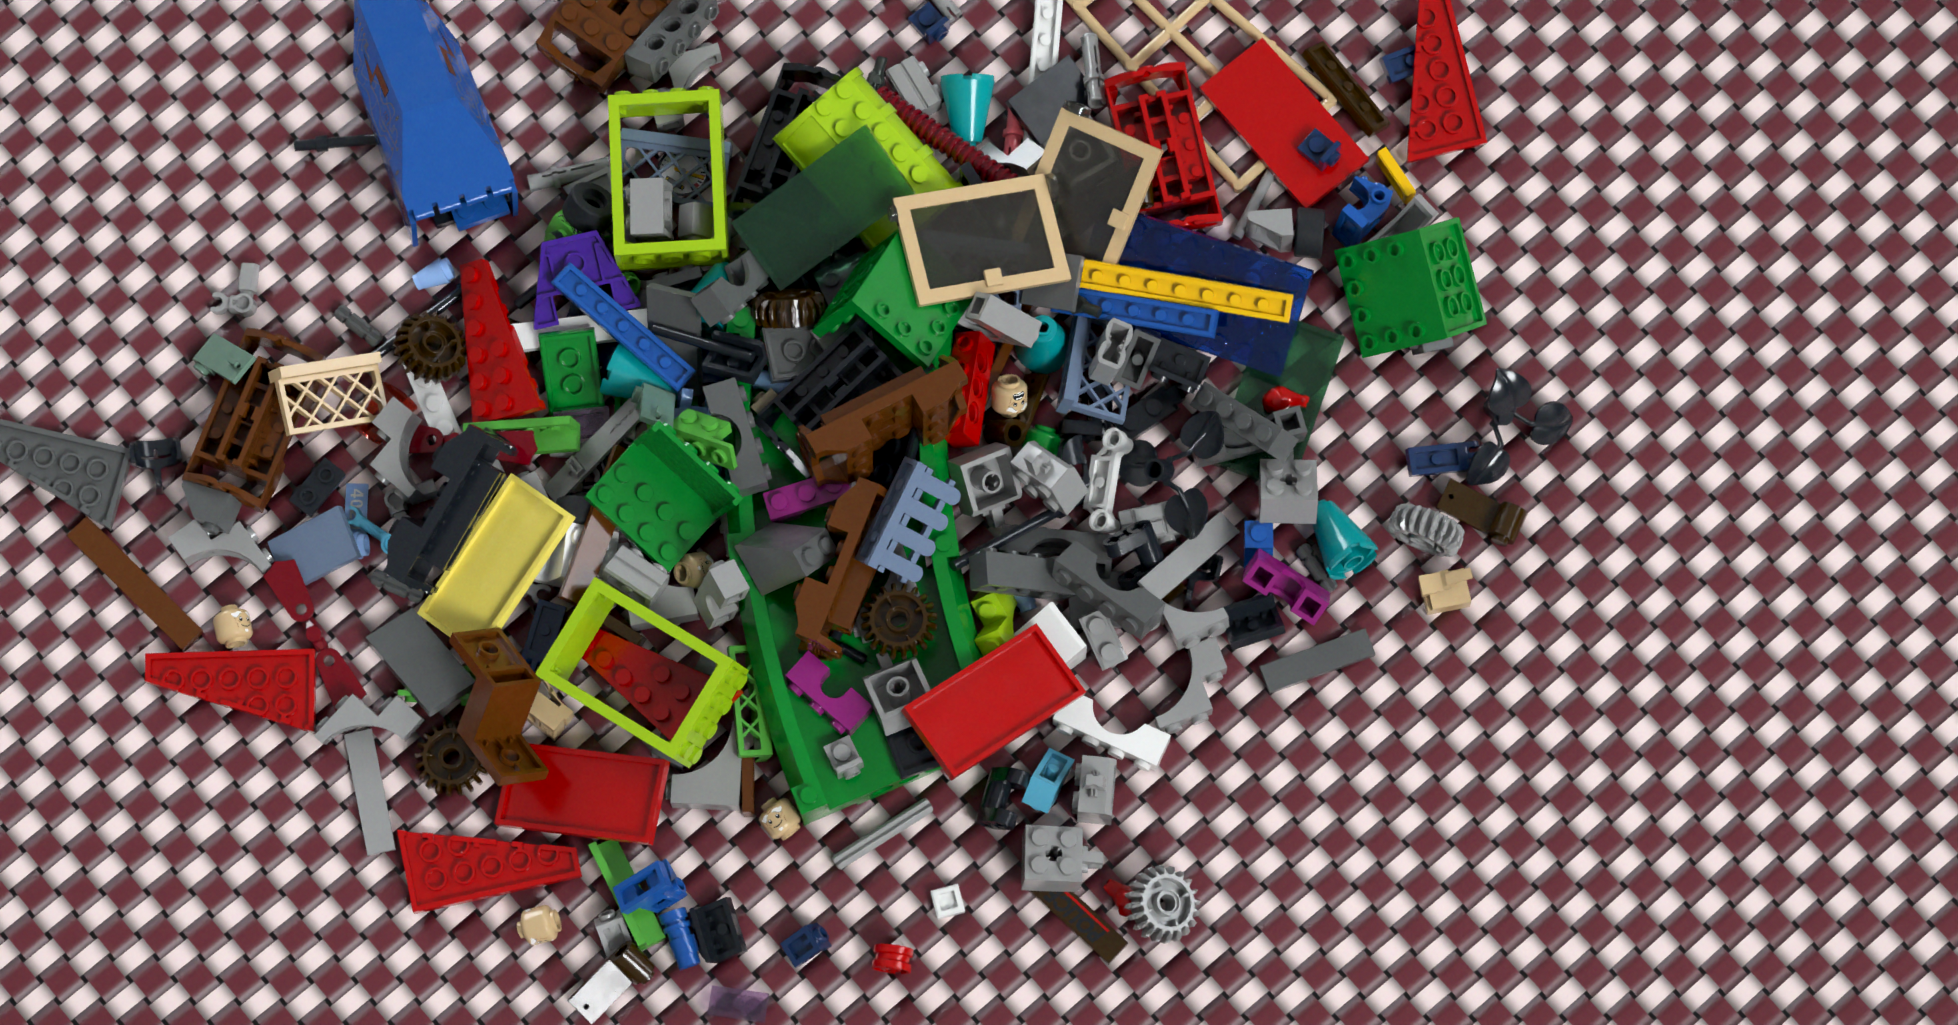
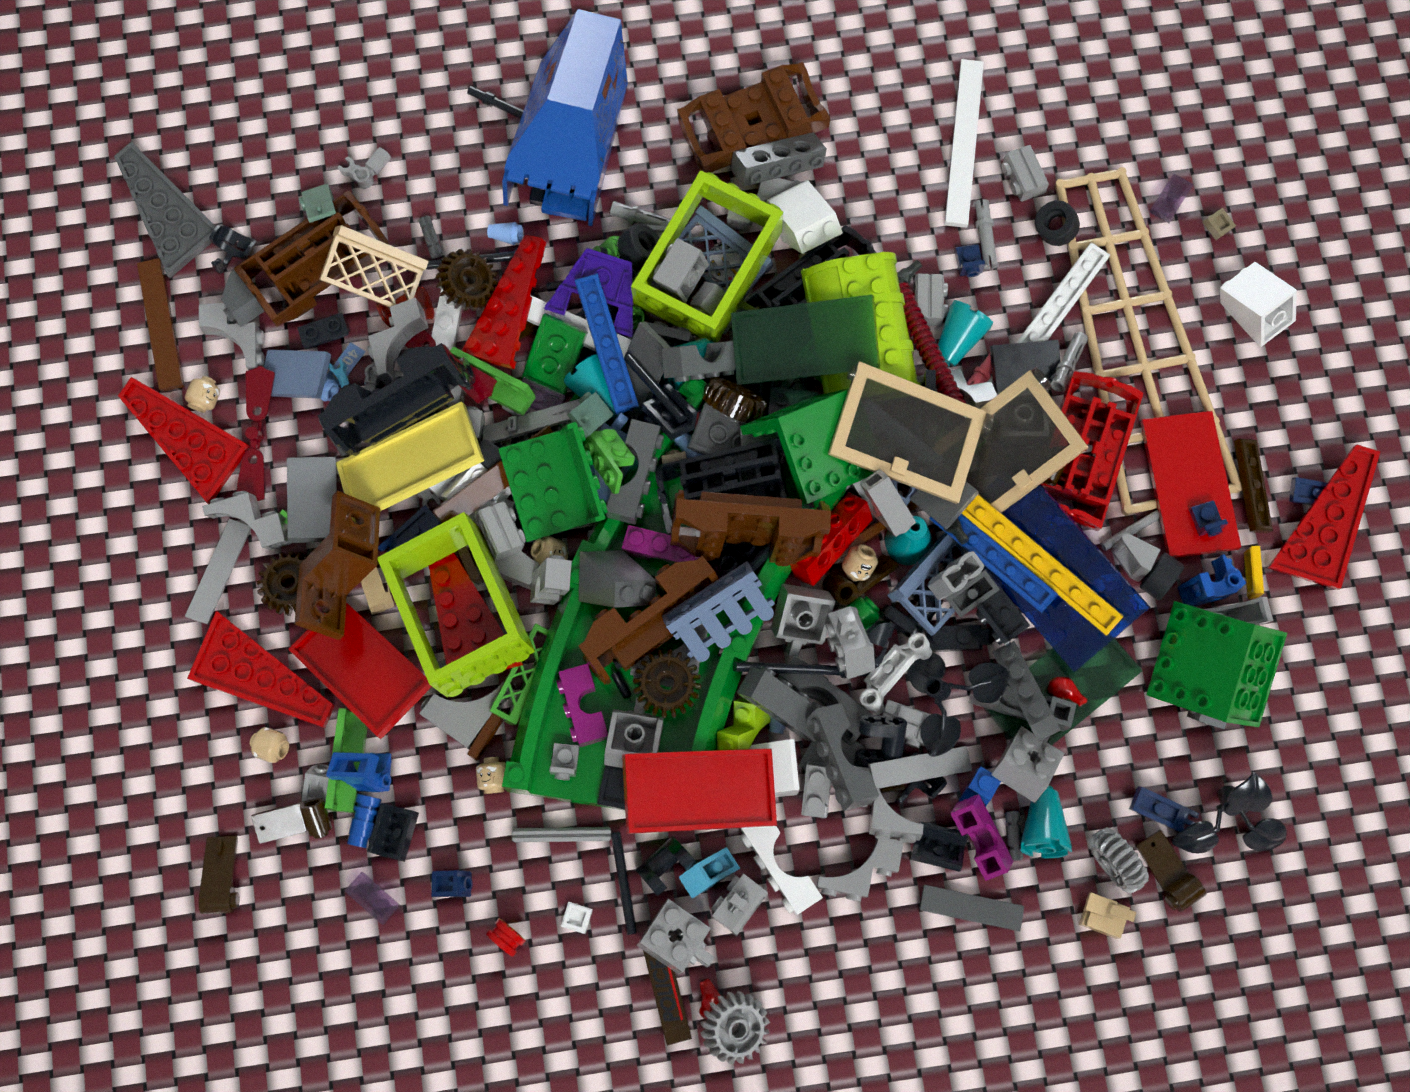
camera: 30 degrees right, 0 degrees up
(742, 76) = (806, 217): none -> white slope
(972, 842) = (623, 883): none -> black bar

